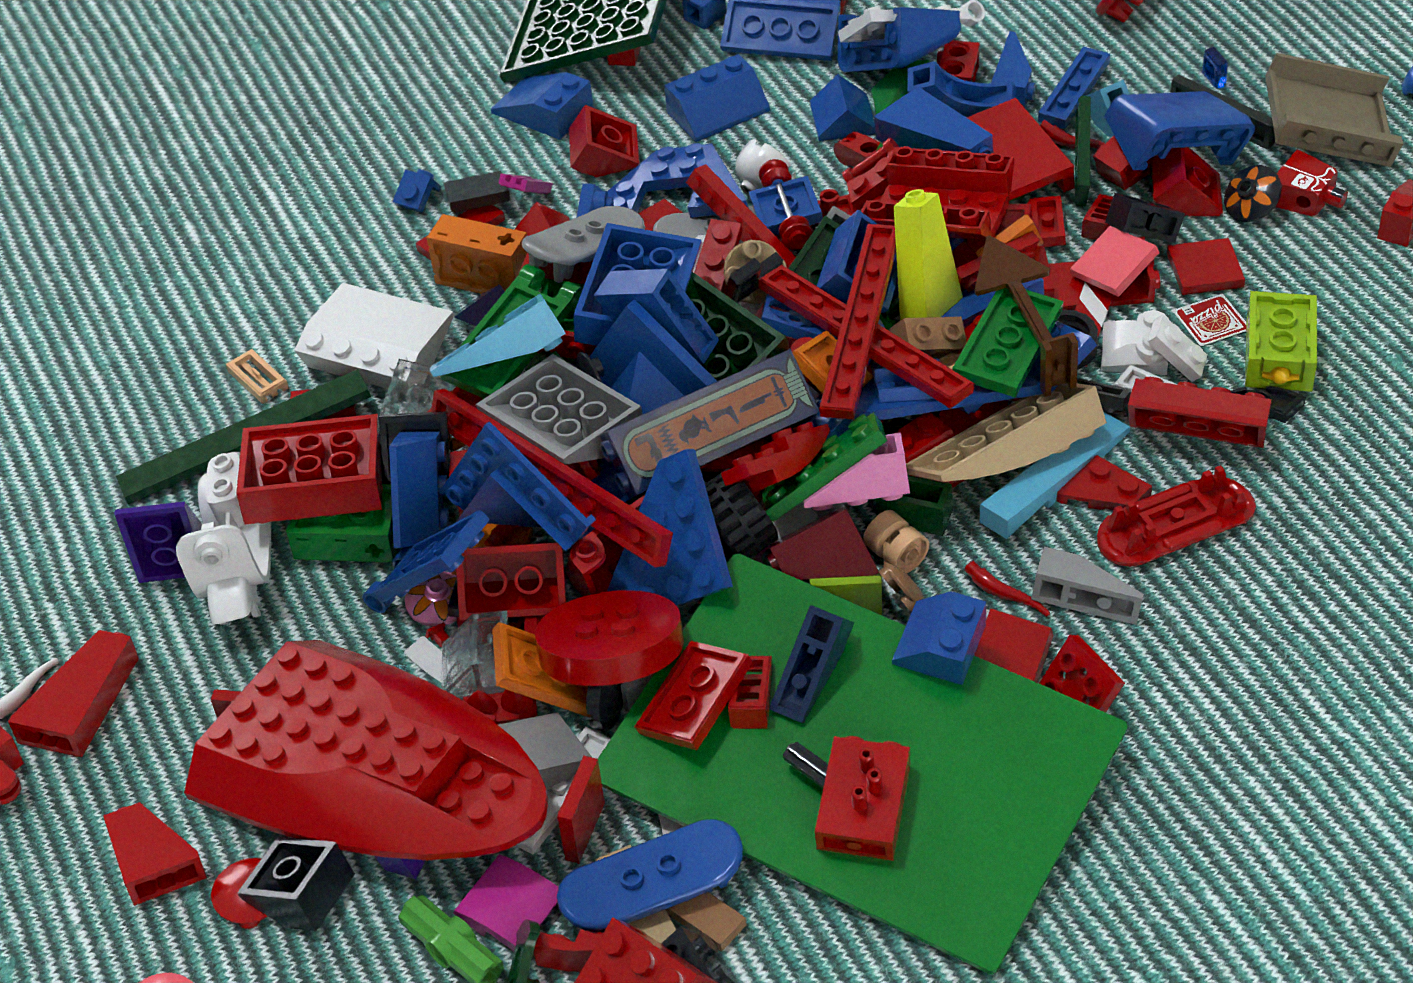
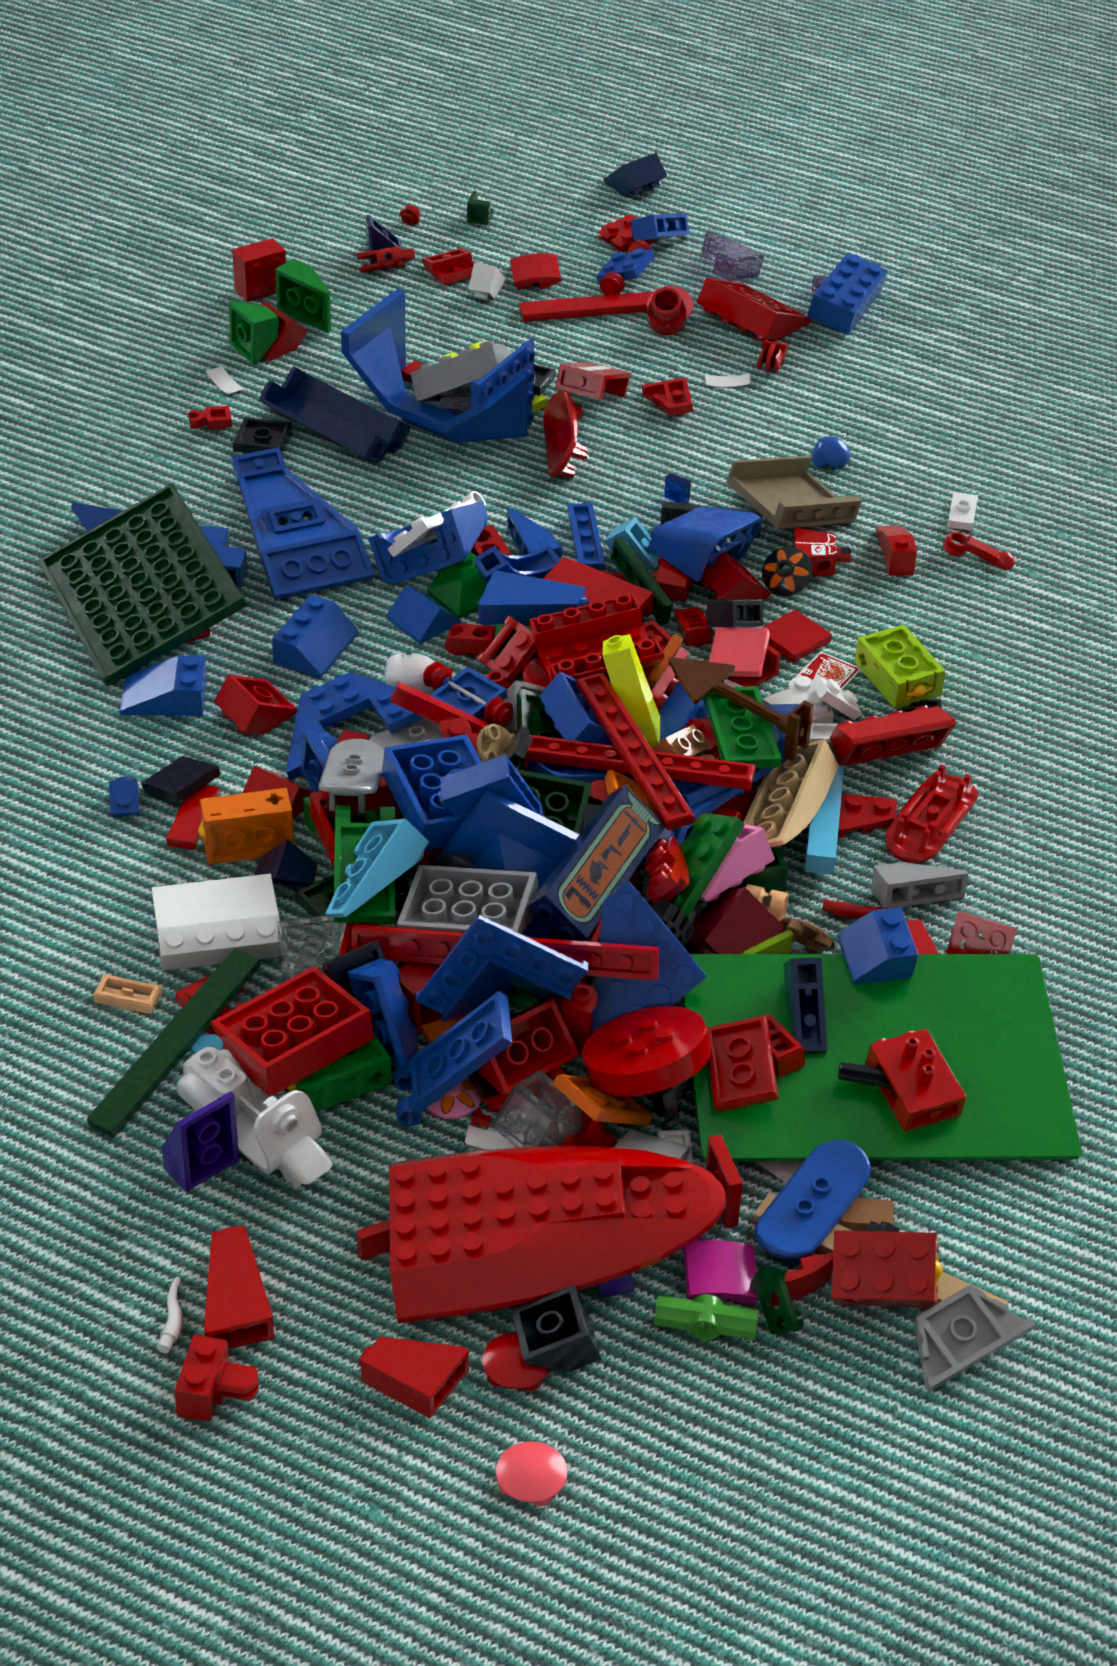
camera: 40 degrees left, 5 degrees down
(525, 183) = (222, 757): dark pink tile -> none

